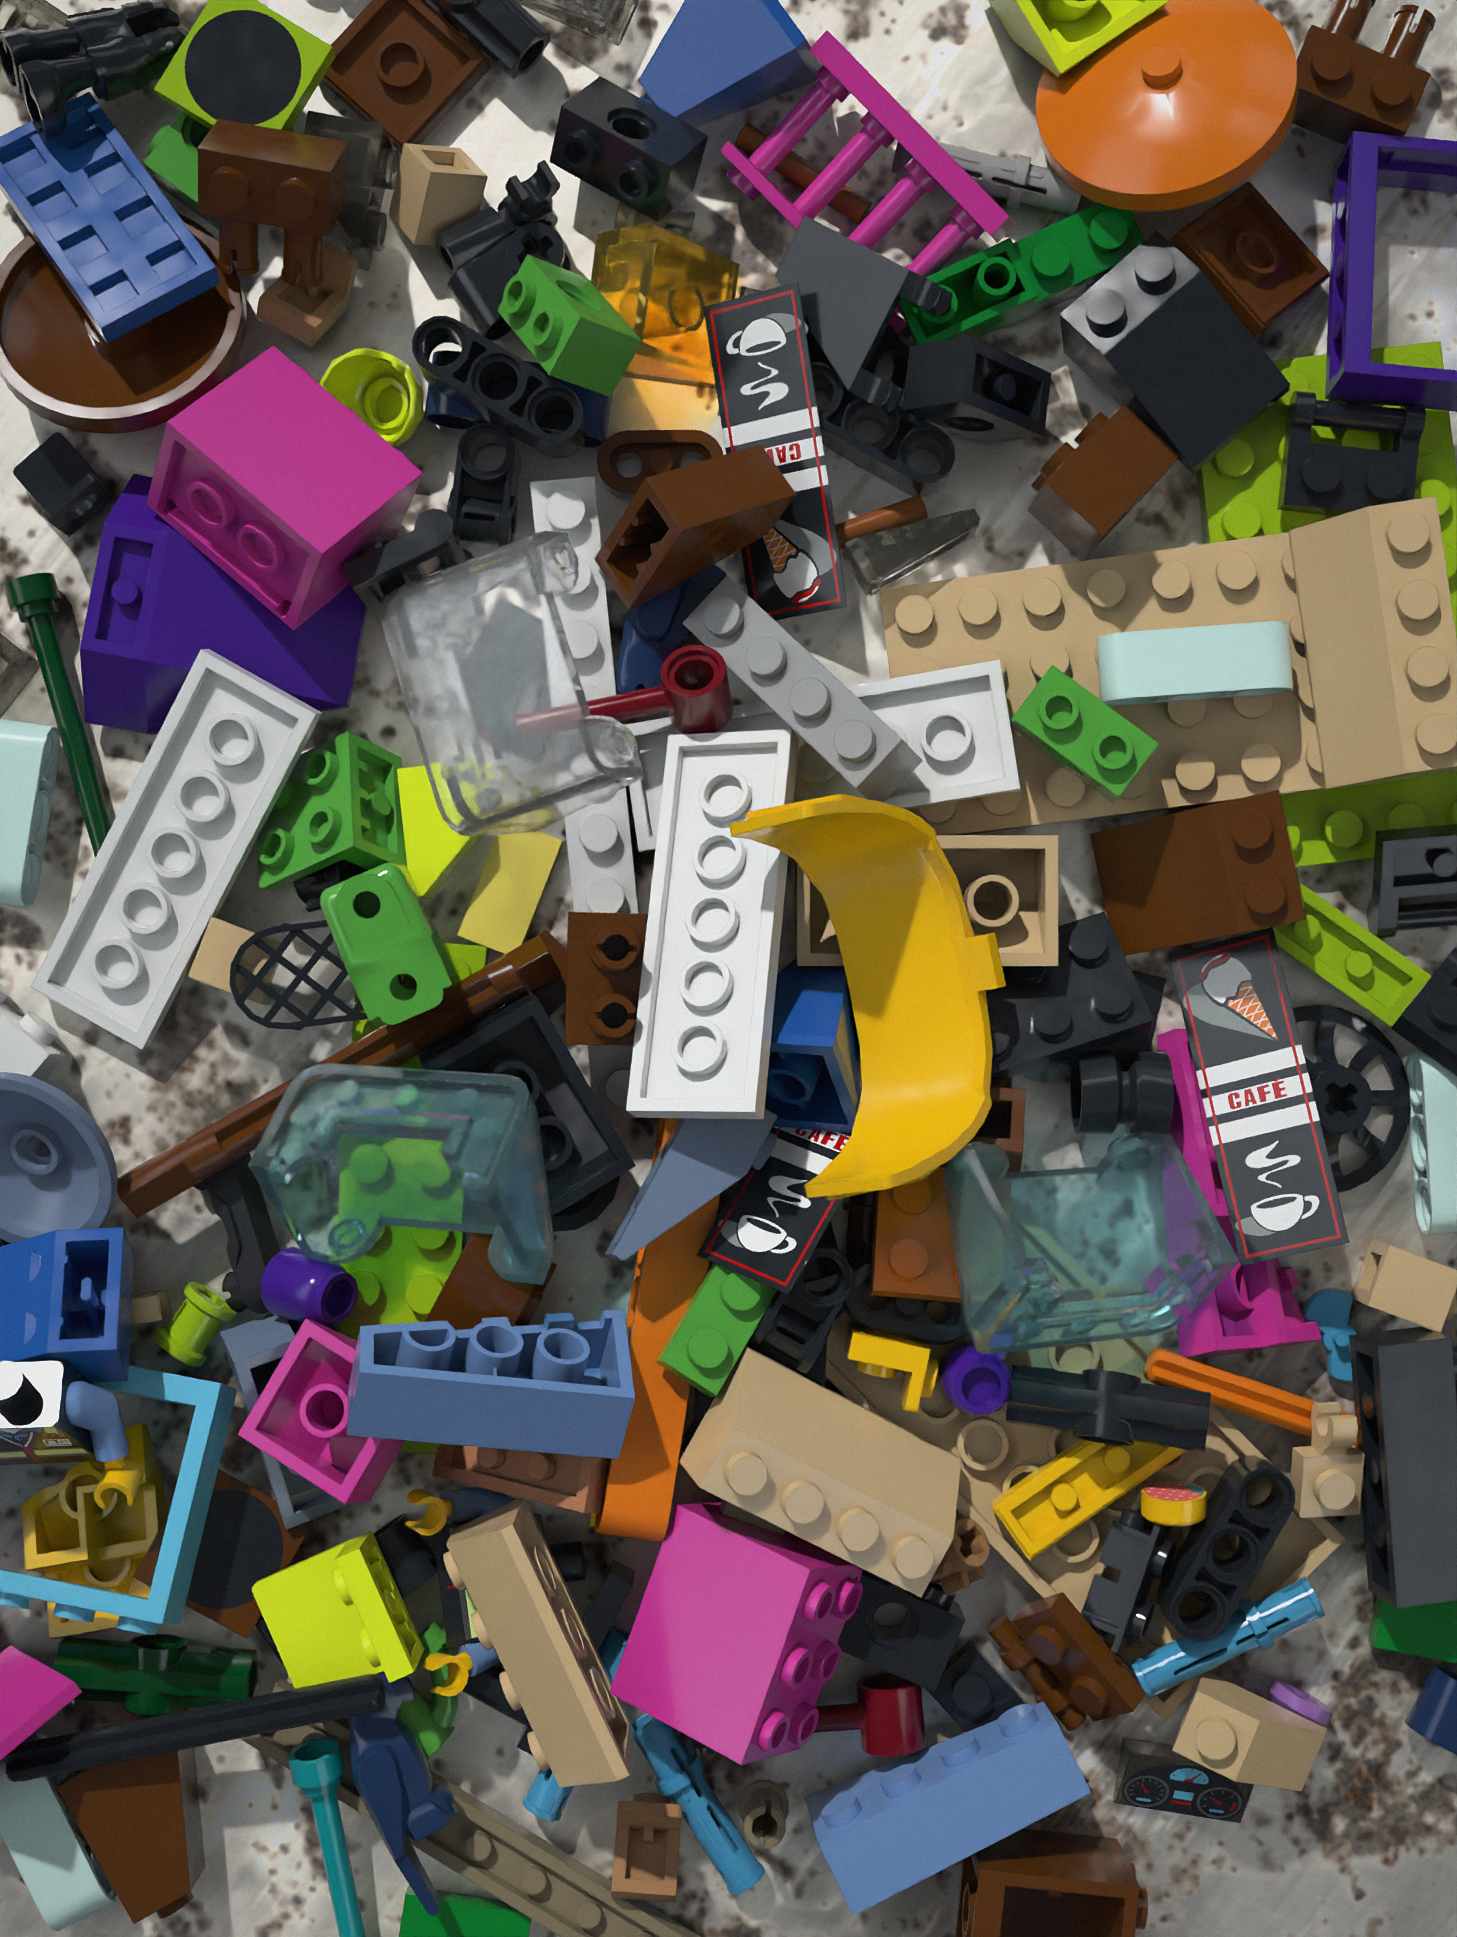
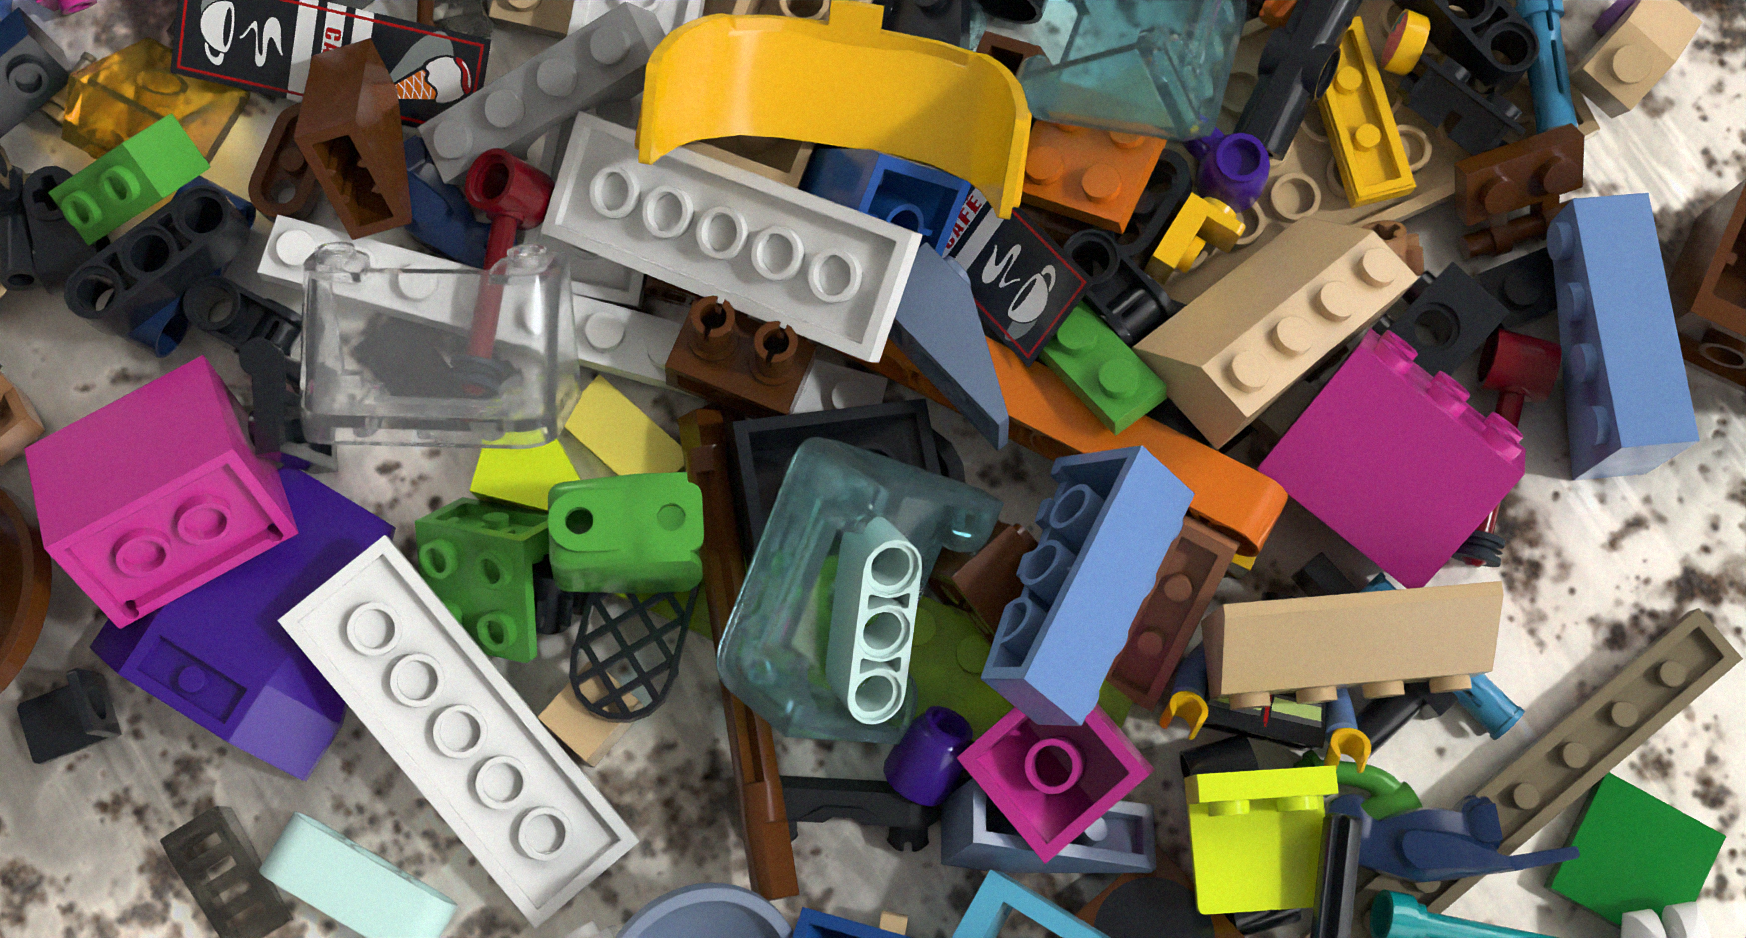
camera: 65 degrees left, 10 degrees down
(35, 602) = (166, 787): dark green piece -> none
(194, 1324) = (925, 889): lime bush -> none
(379, 391) = (109, 376): neon yellow hair -> none
(387, 1203) = (885, 645): none -> light aqua beam
(647, 1848) = (1576, 635): medium nougat bracket -> none
(709, 1821) = (1561, 571): dark azure pin -> none
(760, 1824) = (1576, 514): dark tan pin -> none
(1166, 1781) = (1661, 137): slope -> none

